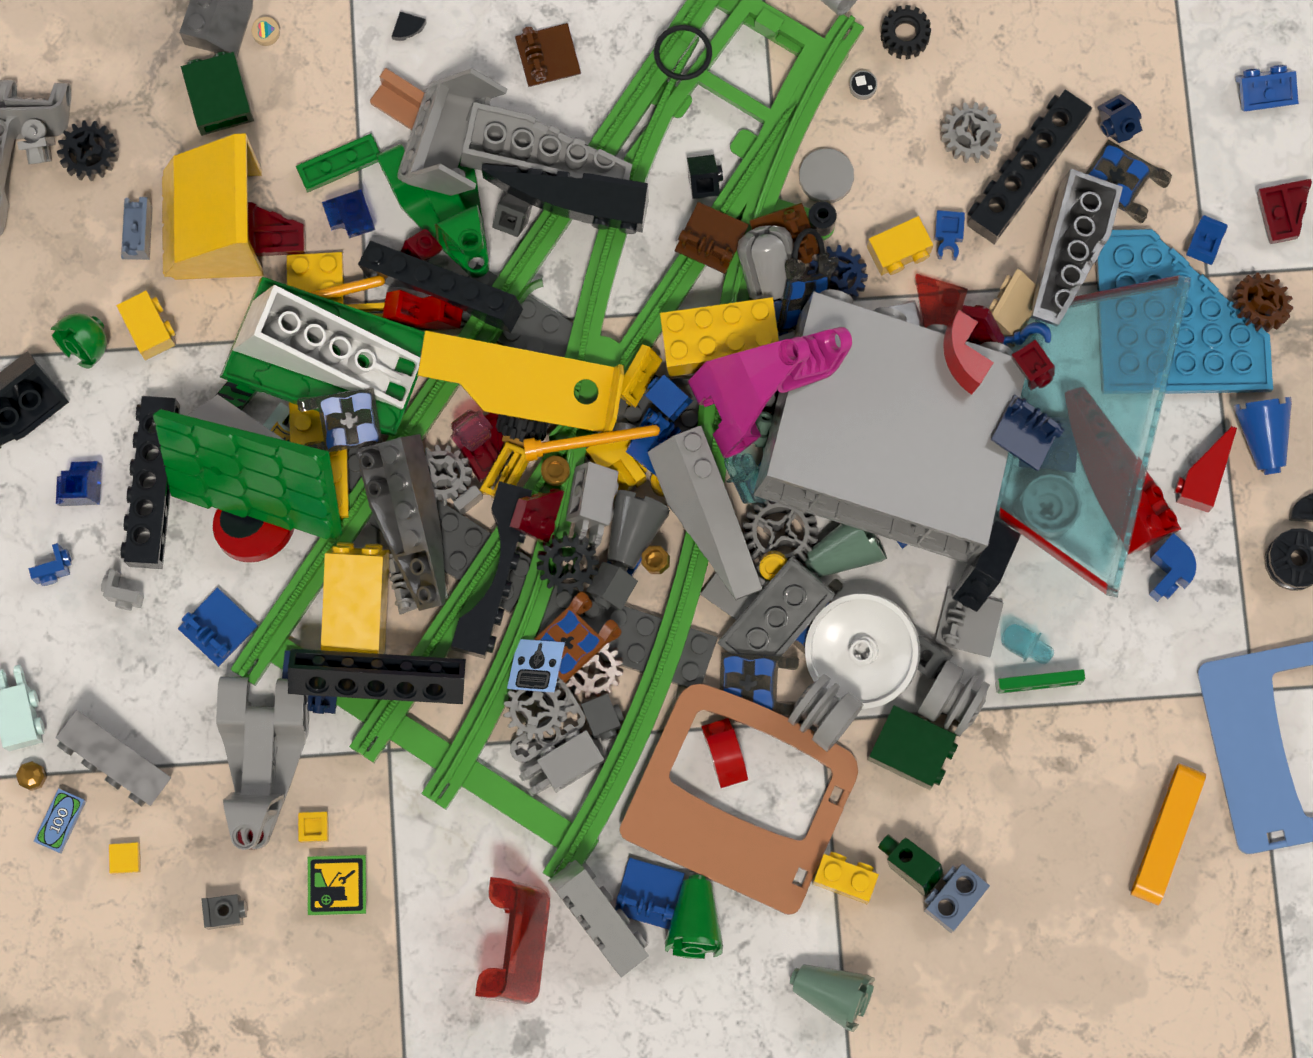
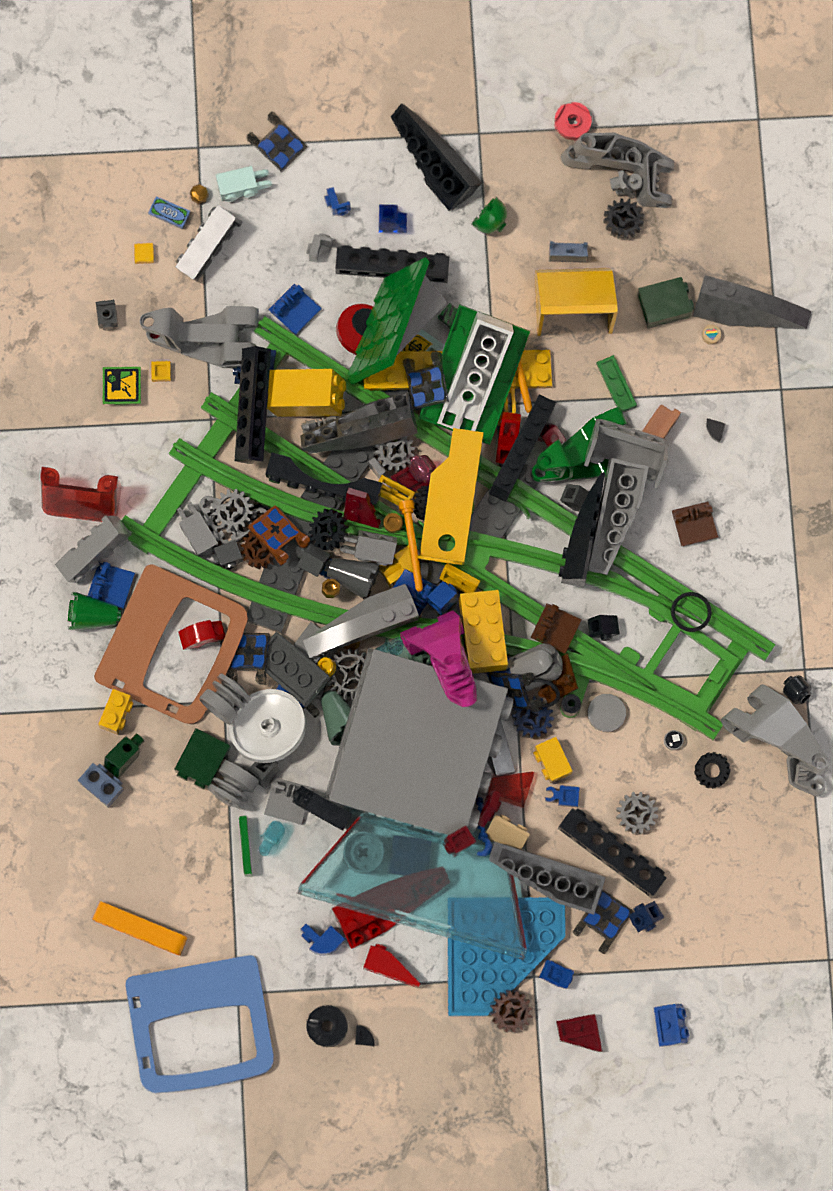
camera: 85 degrees right, 0 degrees up
(146, 325) = (499, 258): yellow brick -> none
(273, 234) = (565, 340): dark red wing -> none
(349, 213) = (577, 390): clear blue brick -> none
(536, 665) = (260, 509): sticker -> none
(834, 992) = (40, 702): sand green cone -> none
(964, 363) = (455, 792): brick -> none
(1026, 432) = (410, 832): dark blue hinge -> none
(1266, 432) = (417, 1008): blue cone -> none

